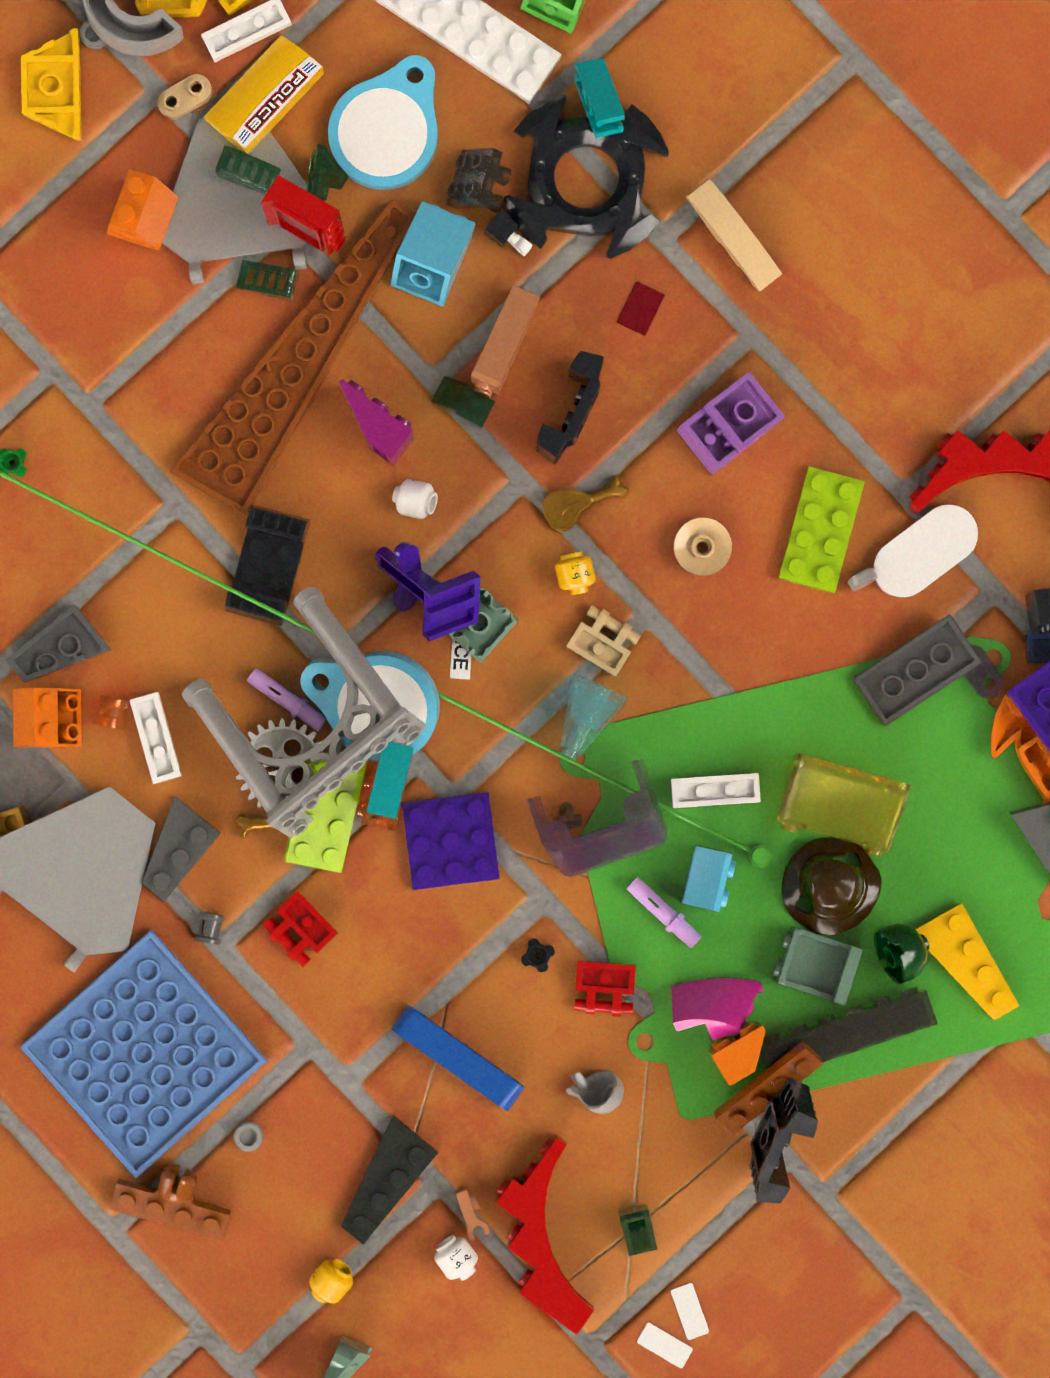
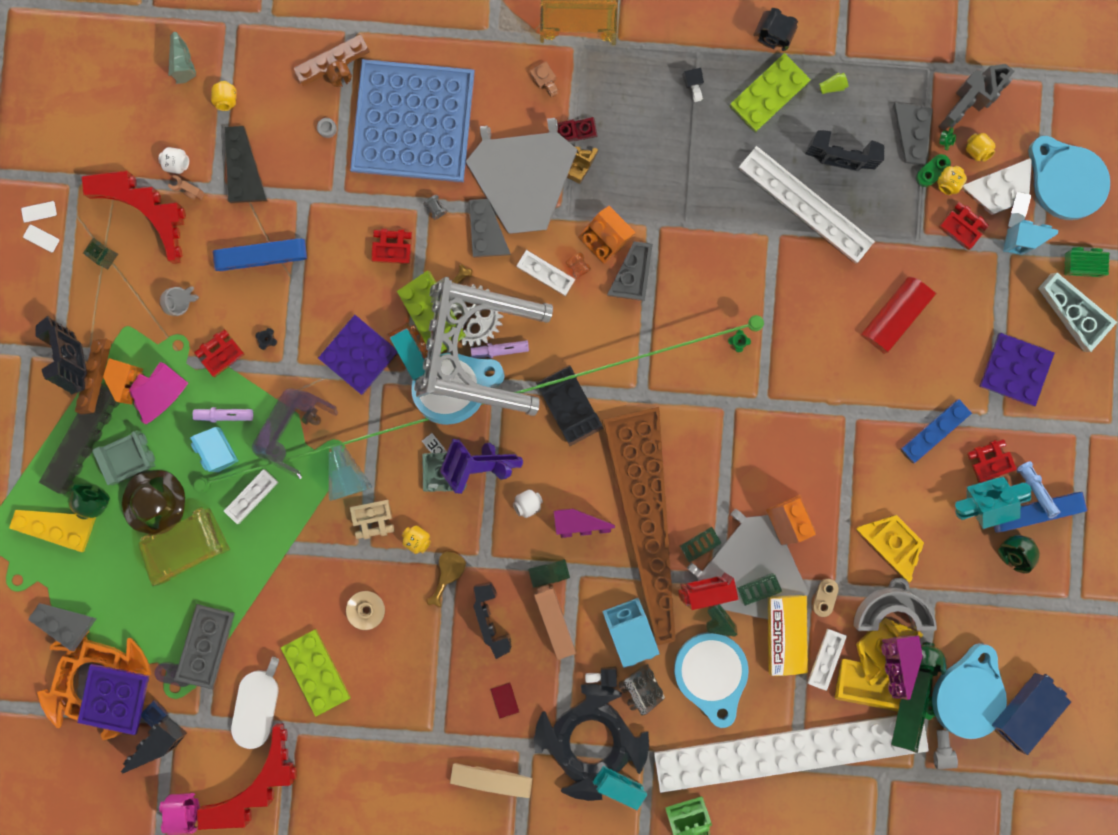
camera: 140 degrees right, 0 degrees up
(730, 423) = (407, 684): medium lavender slope -> none

